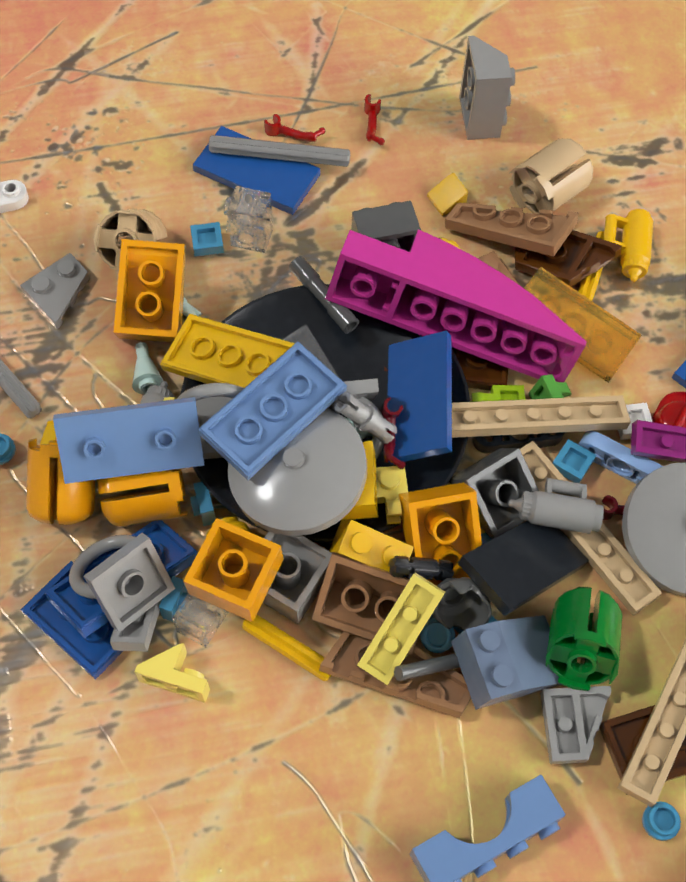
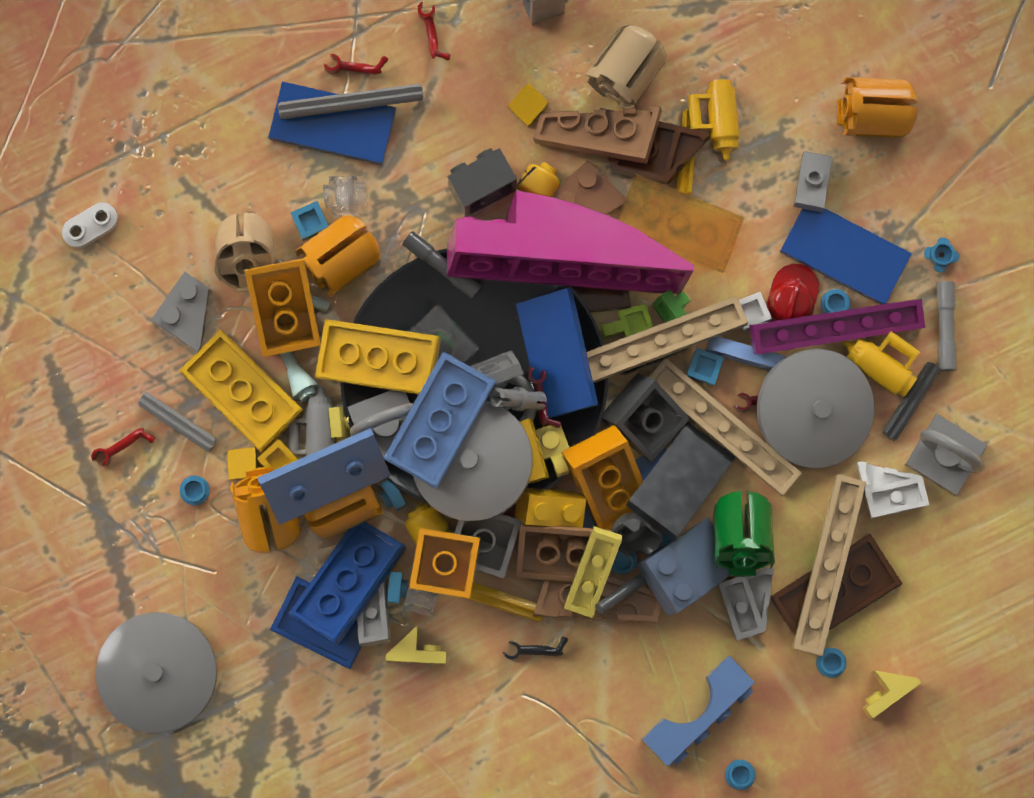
camera: 15 degrees left, 20 degrees up
(83, 365) = (241, 391): none -> yellow tile
(124, 582) = (359, 596): light grey tile -> none
(225, 265) = (340, 253): none -> light orange cylinder
(311, 712) = (538, 649): none -> black piece
(424, 567) = (597, 517): black axle -> none
(560, 510) = (701, 425): light grey piece -> none

